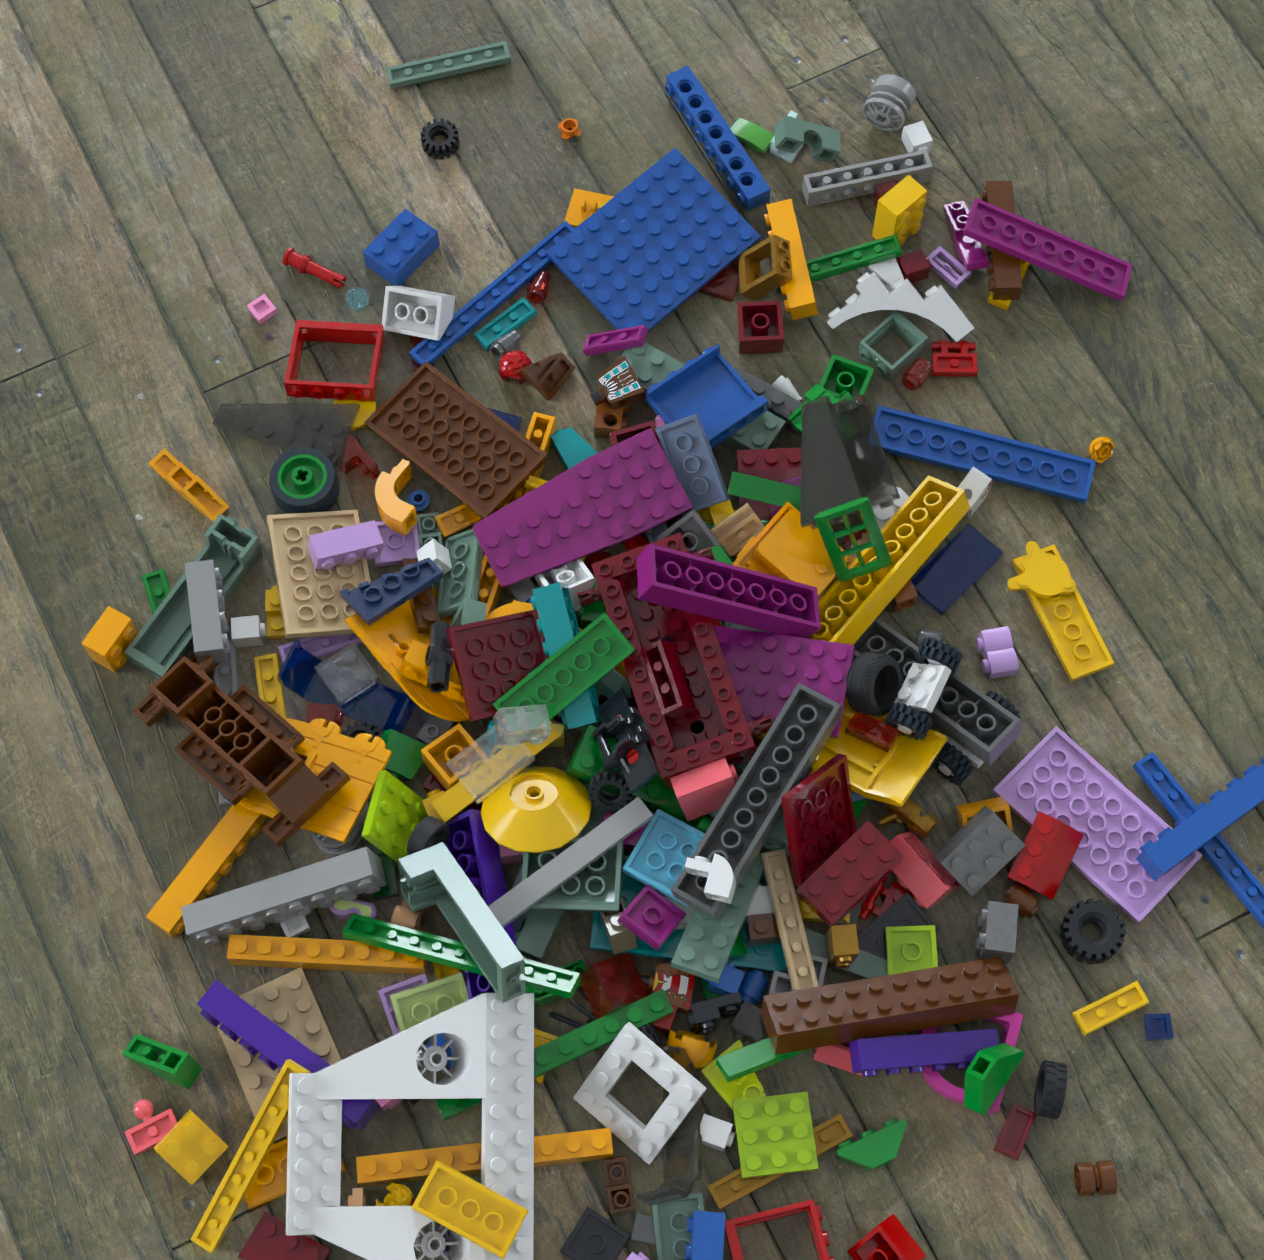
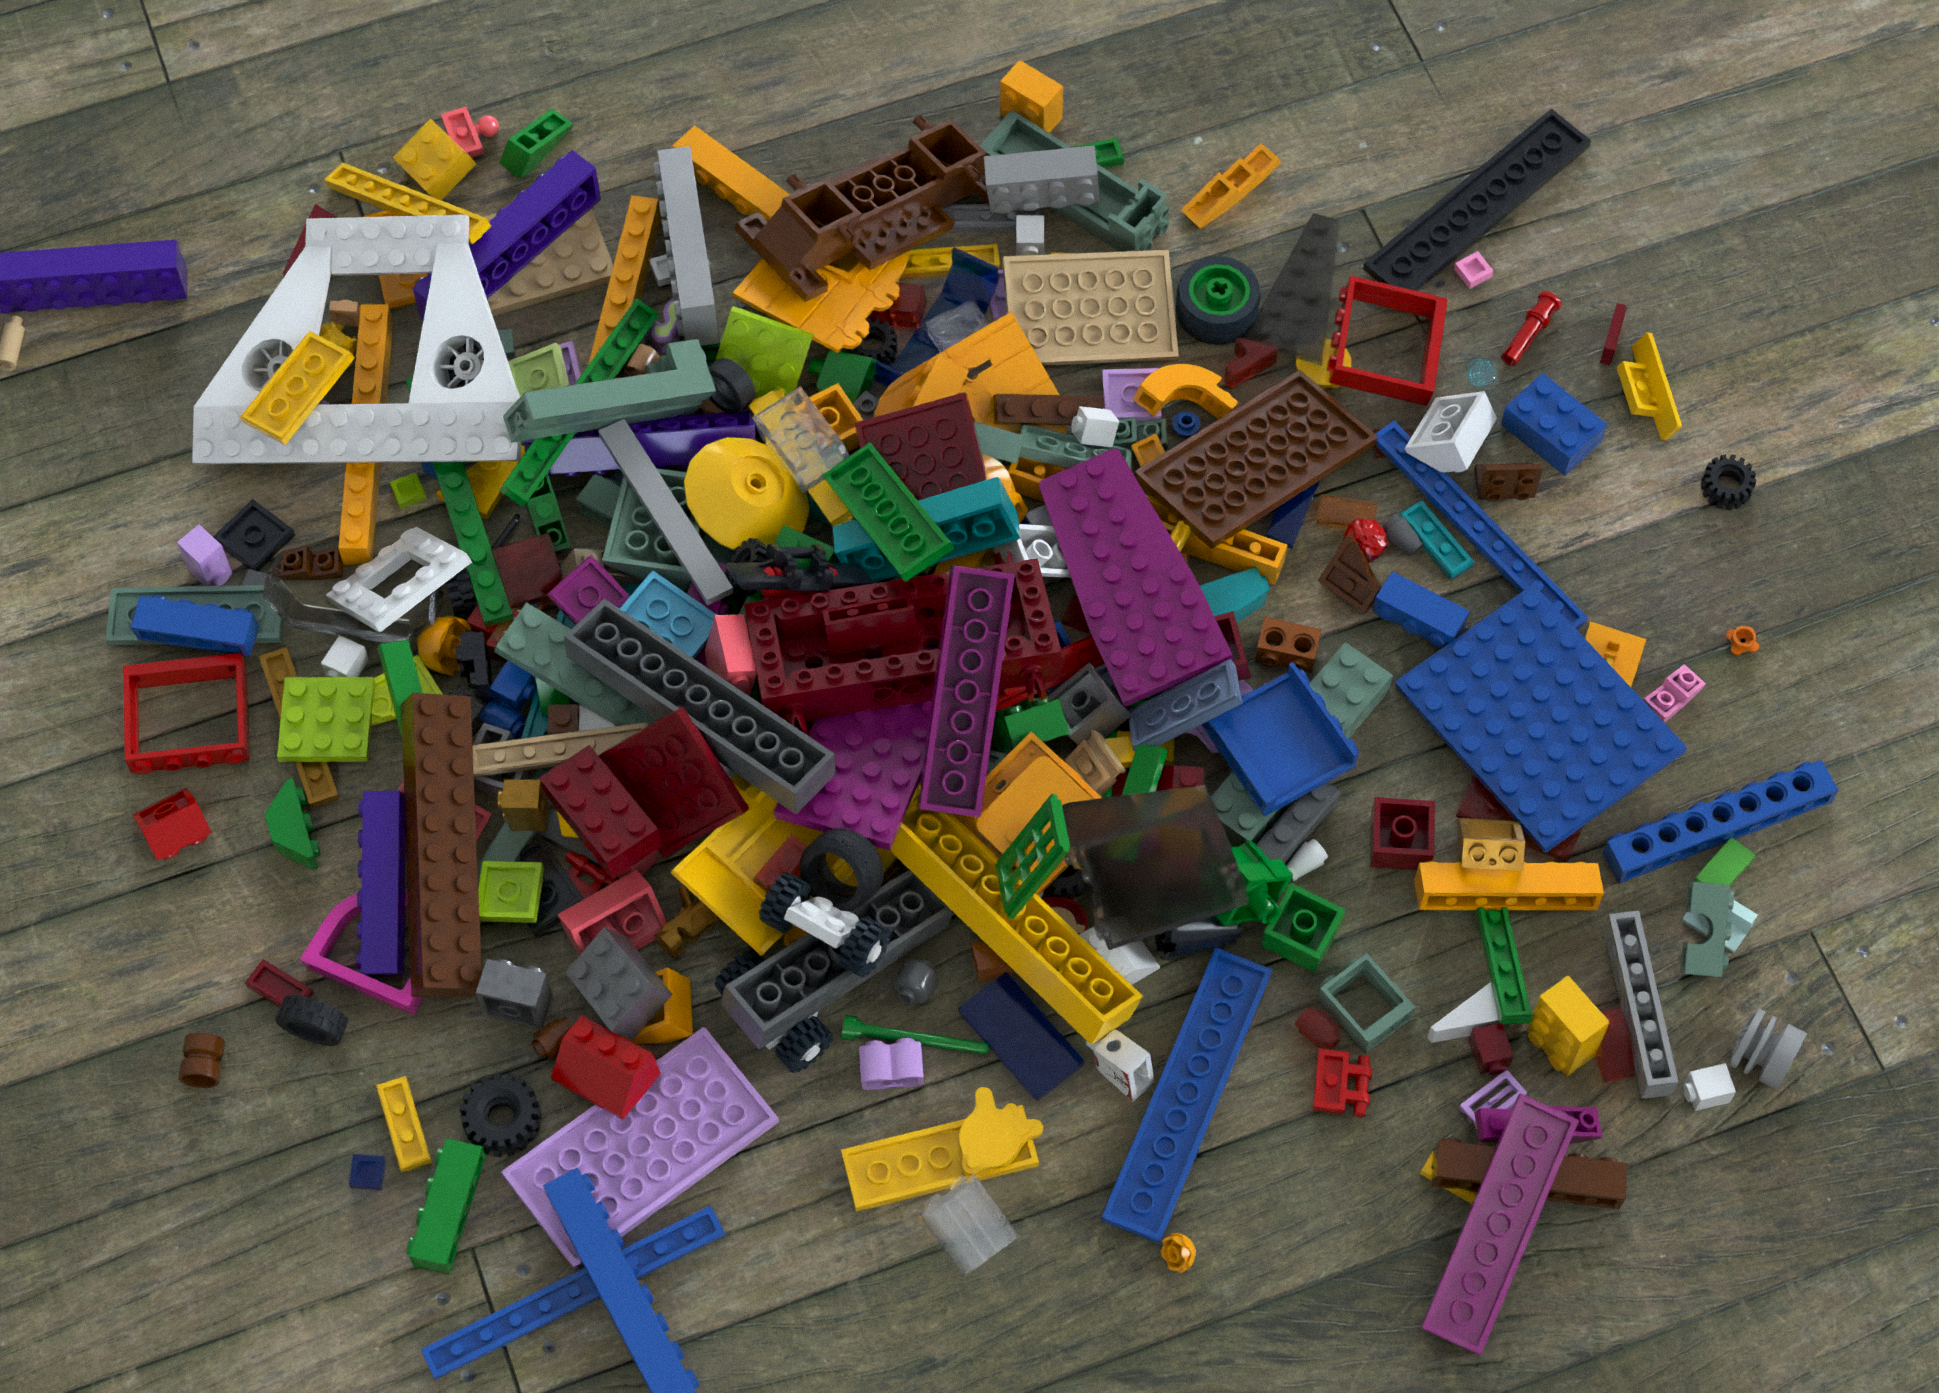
camera: 95 degrees right, 5 degrees down
(200, 309) = (1478, 203): none -> black plate
(316, 213) = (1613, 334): none -> dark red tile
(345, 545) = (1119, 328): lavender brick -> none
(362, 188) = (1648, 387): none -> yellow bracket
(384, 595) = (1040, 355): dark blue wing -> none
(438, 658) = (935, 387): black piece -> none
(448, 65) = (1851, 501): sand green plate -> none
(452, 275) = (1507, 480): none -> reddish brown bracket
(488, 384) = (1342, 511): none -> clear orange tile
(522, 725) = (828, 457): clear brick -> none
(538, 289) = (1487, 580): clear red cone -> none
(541, 1113) = (408, 490): none -> lime tile
(572, 326) = (1420, 610): none -> blue brick
(615, 168) = (1674, 693): none -> bright pink slope
(615, 340) = (1391, 654): magenta tile -> none
(618, 386) = (1315, 640): torso -> none
(719, 875) = (601, 639): white brick -> none
(904, 297) = (1413, 1051): white arch -> none
(972, 676) = (855, 1029): none -> green piece
(989, 1075) = (340, 947): green slope -> none
(1113, 583) = (968, 1224): none -> clear brick
(1175, 959) = (446, 1206): none -> green brick

